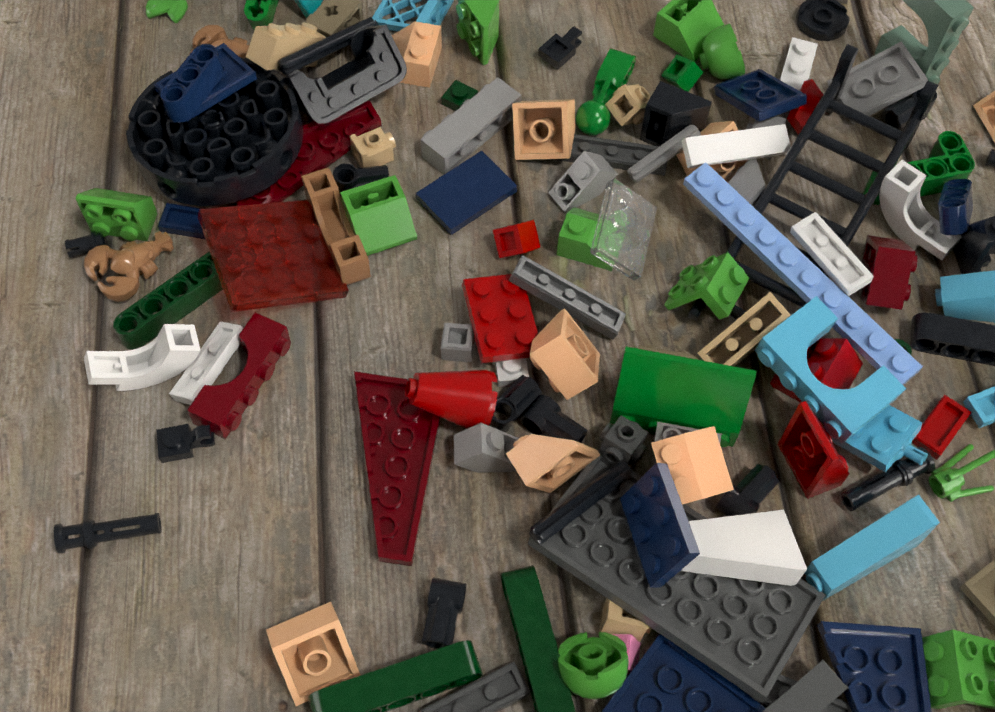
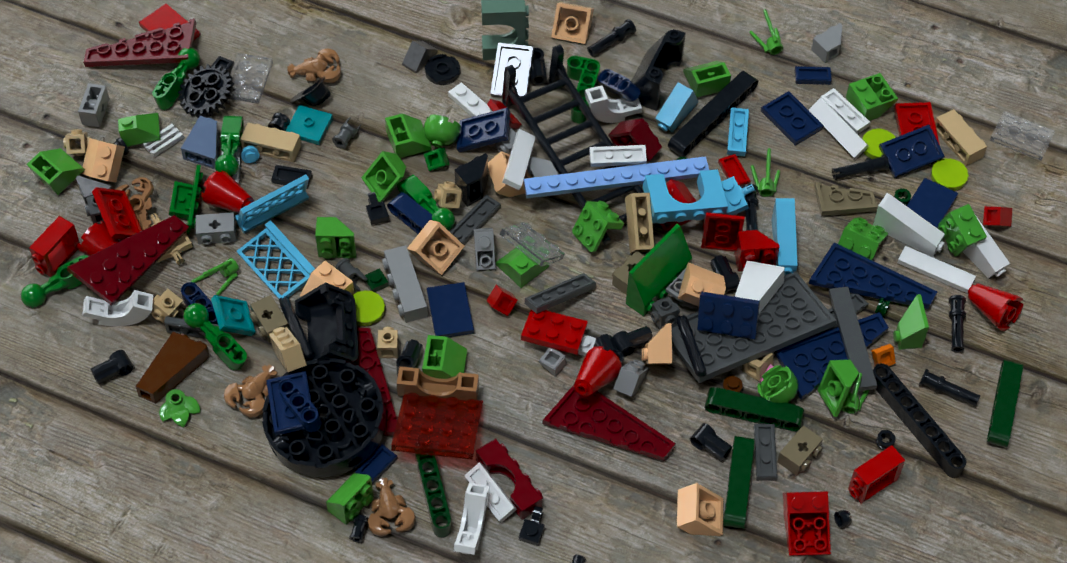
camera: 60 degrees left, 5 degrees down
(413, 105) = (369, 307): none -> lime tile
(449, 68) = (350, 271): none -> dark grey piece
(564, 597) = (733, 383): none -> reddish brown plate
(565, 356) = (600, 312): light nougat slope -> none
(581, 78) = (409, 212): none -> dark blue beam
(618, 30) = (384, 174): none -> bright green slope
(661, 154) = (493, 197): light grey axle -> none
(812, 513) = (754, 247): none -> red slope

